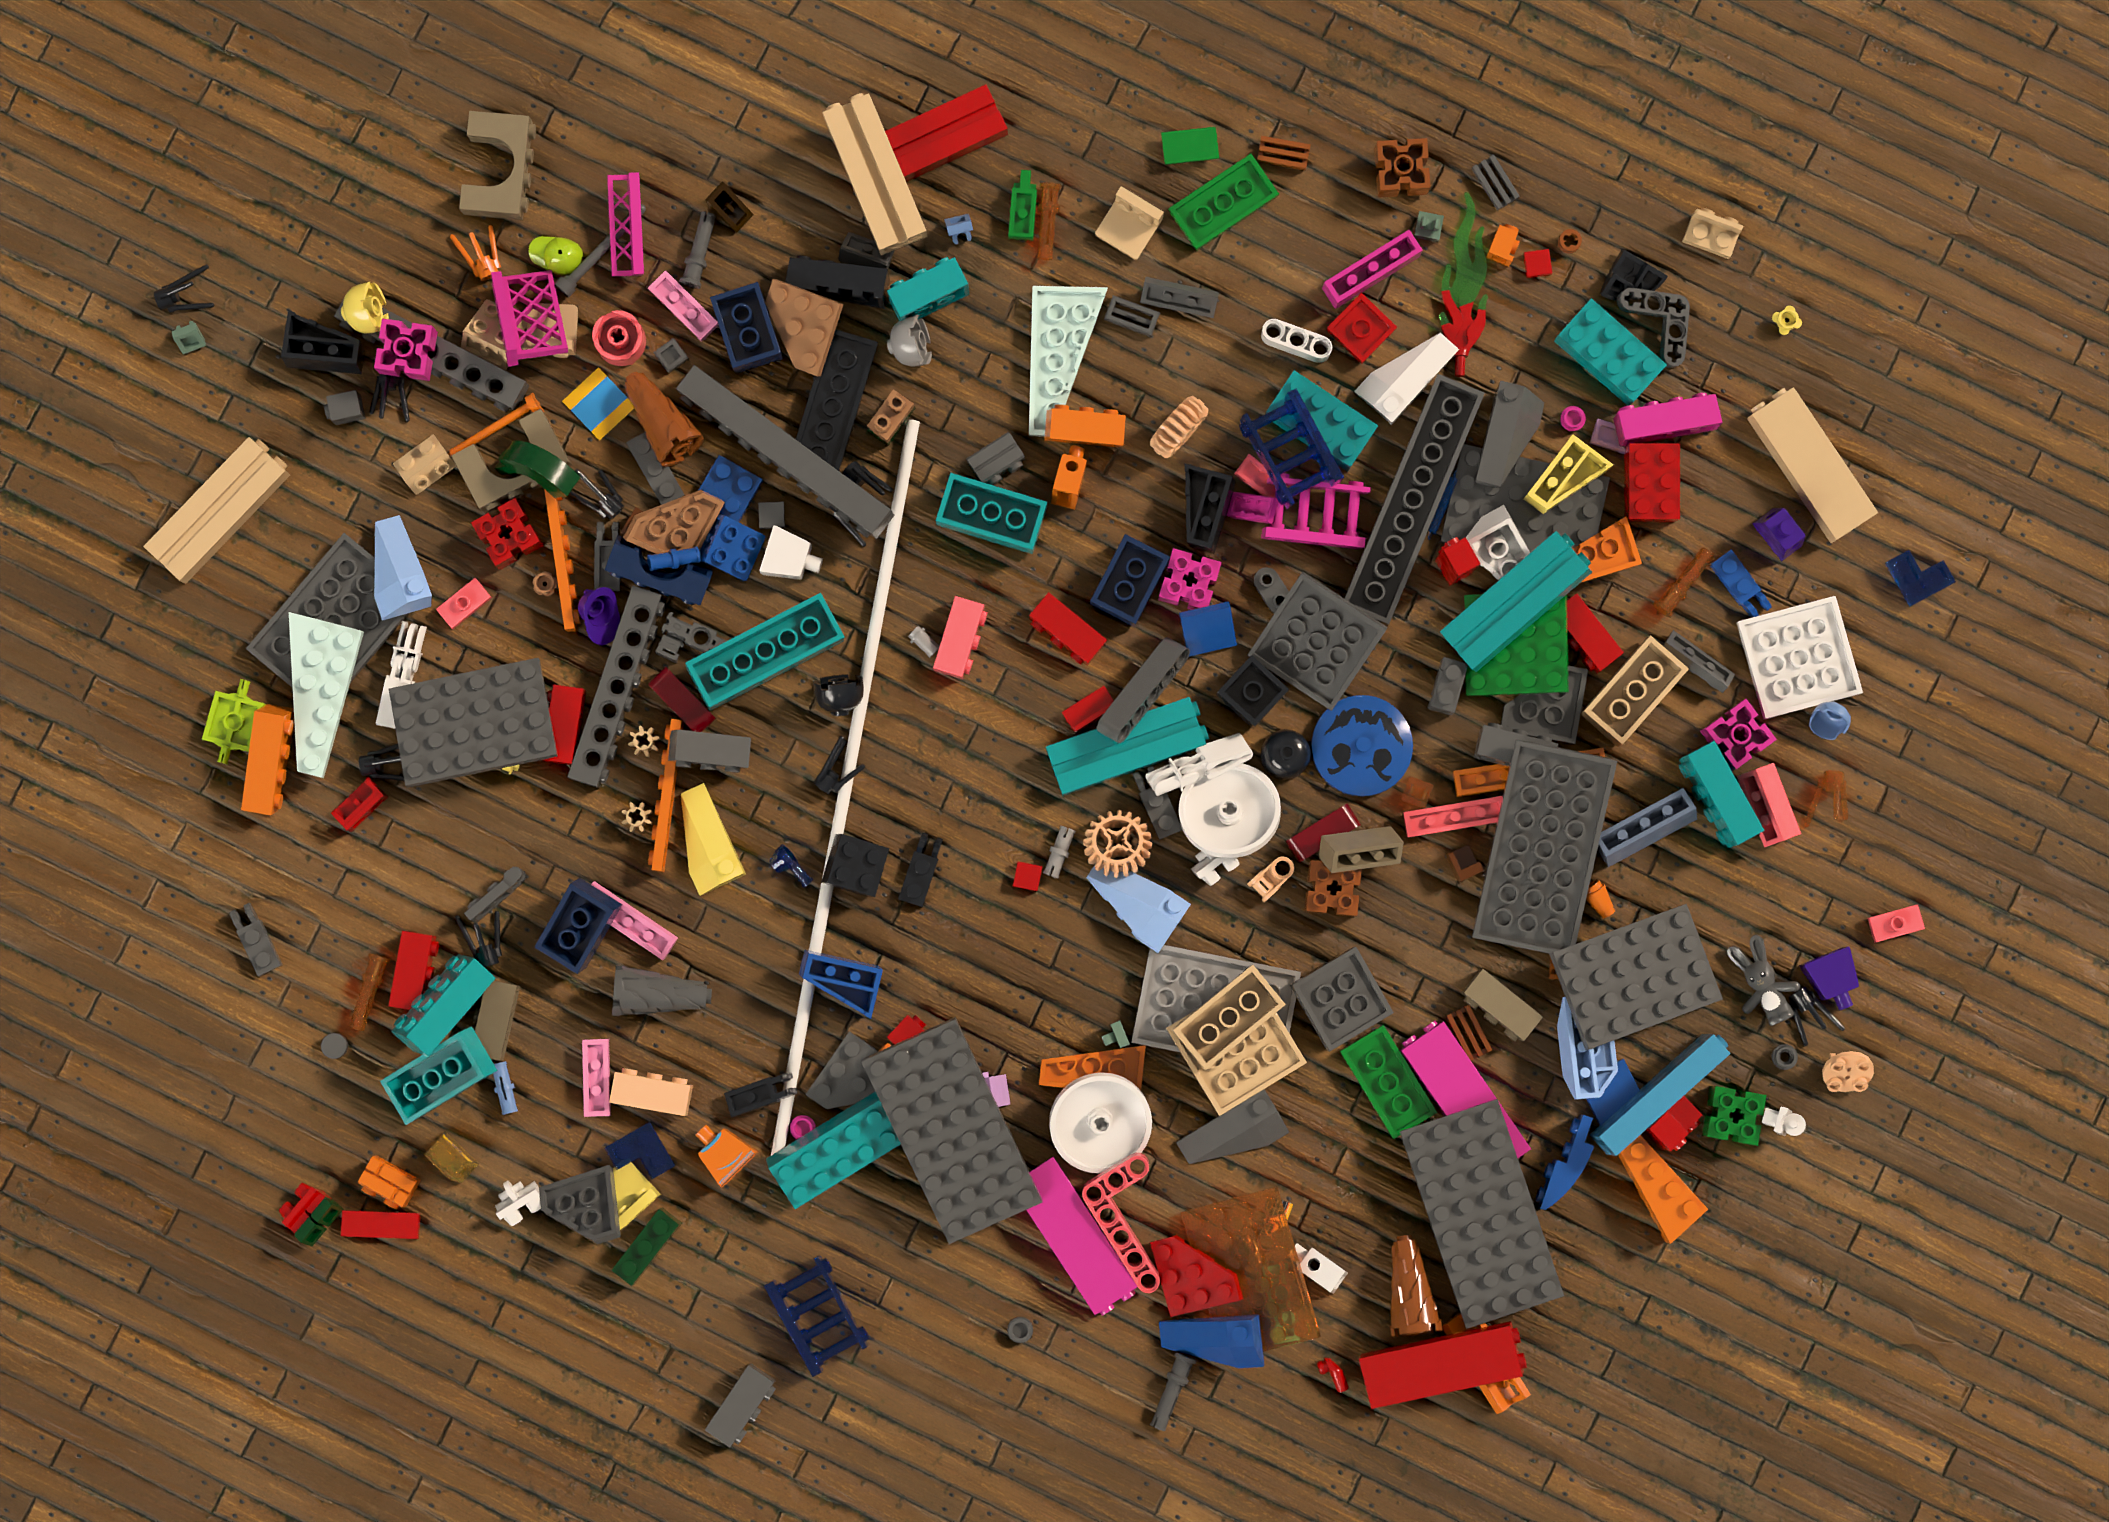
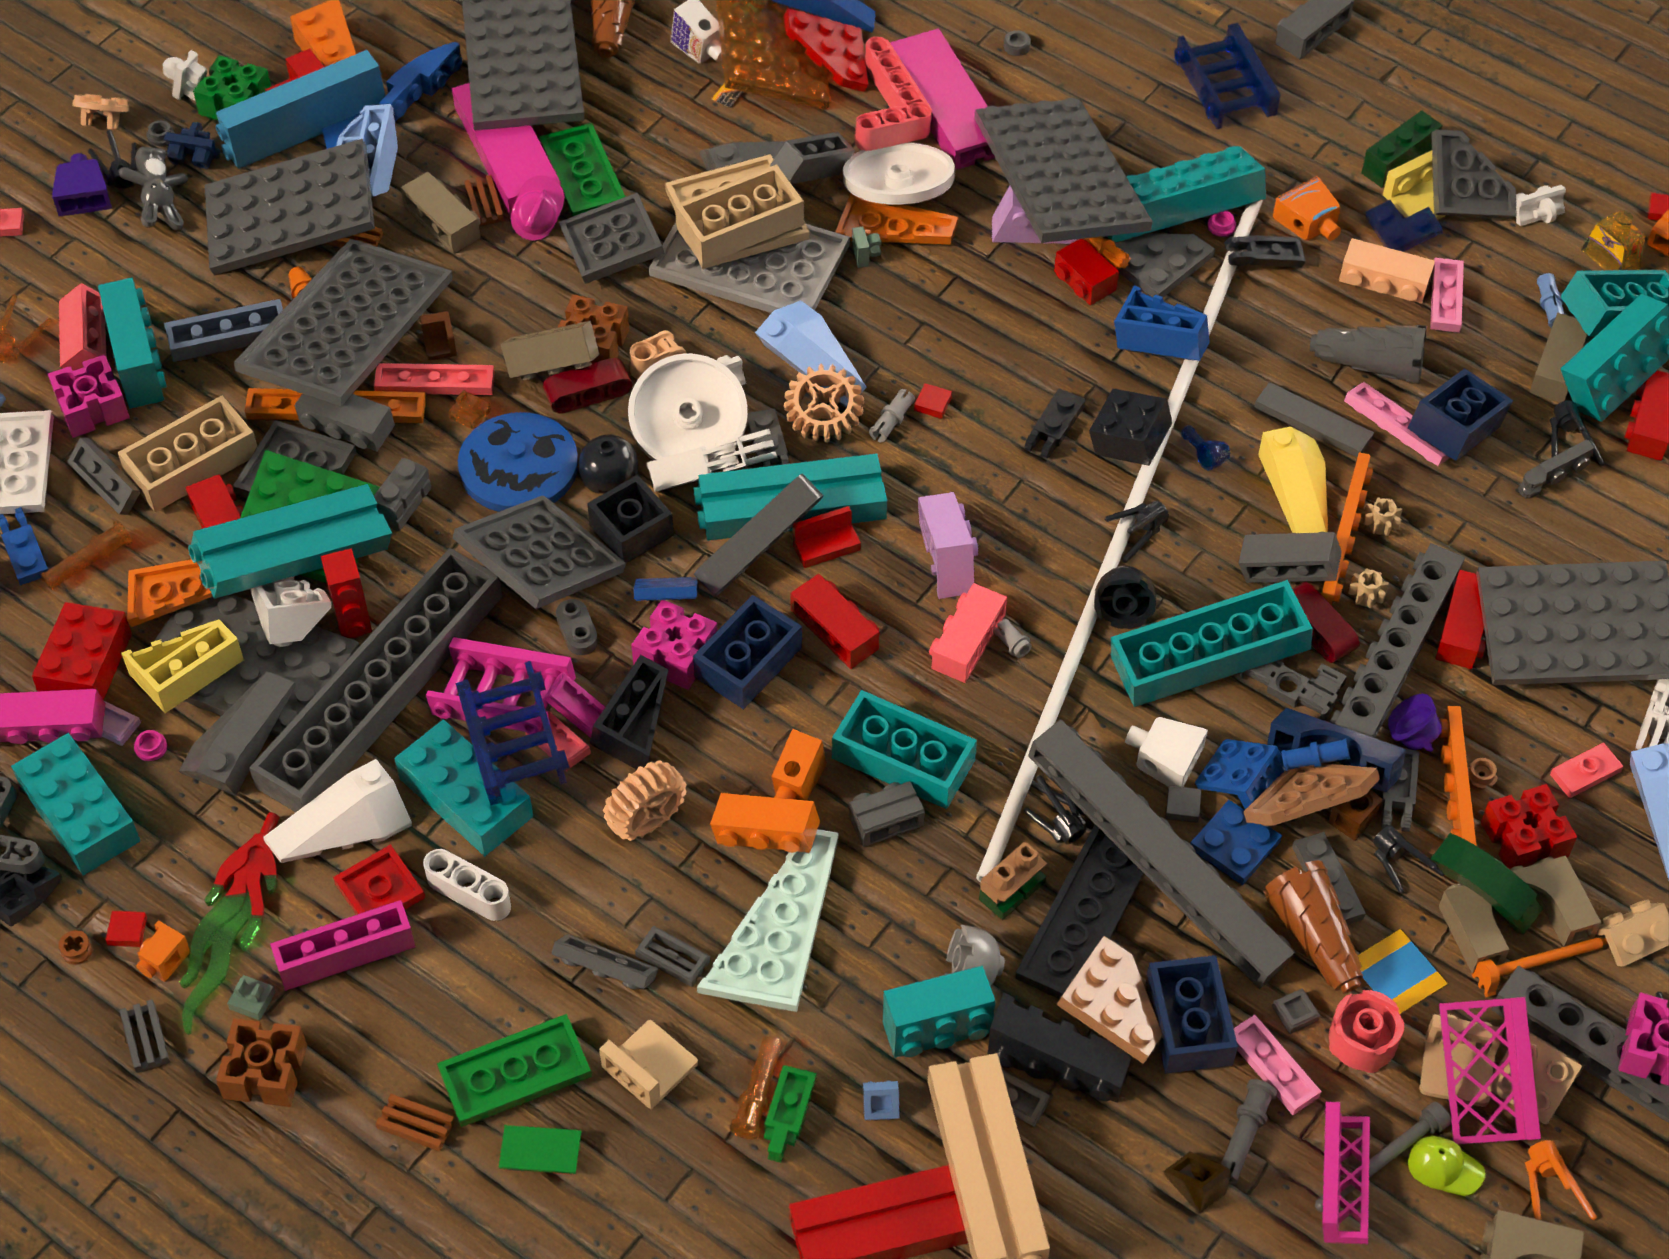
camera: 170 degrees left, 30 degrees down
(702, 916) = (1314, 419): none -> dark grey tile
(990, 722) = (949, 542): none -> lavender wedge
(1179, 1114) = (813, 157): none -> dark grey brick
(1415, 1022) = (537, 207): none -> dark pink piece
(1749, 1045) = (193, 142): none -> dark blue hips

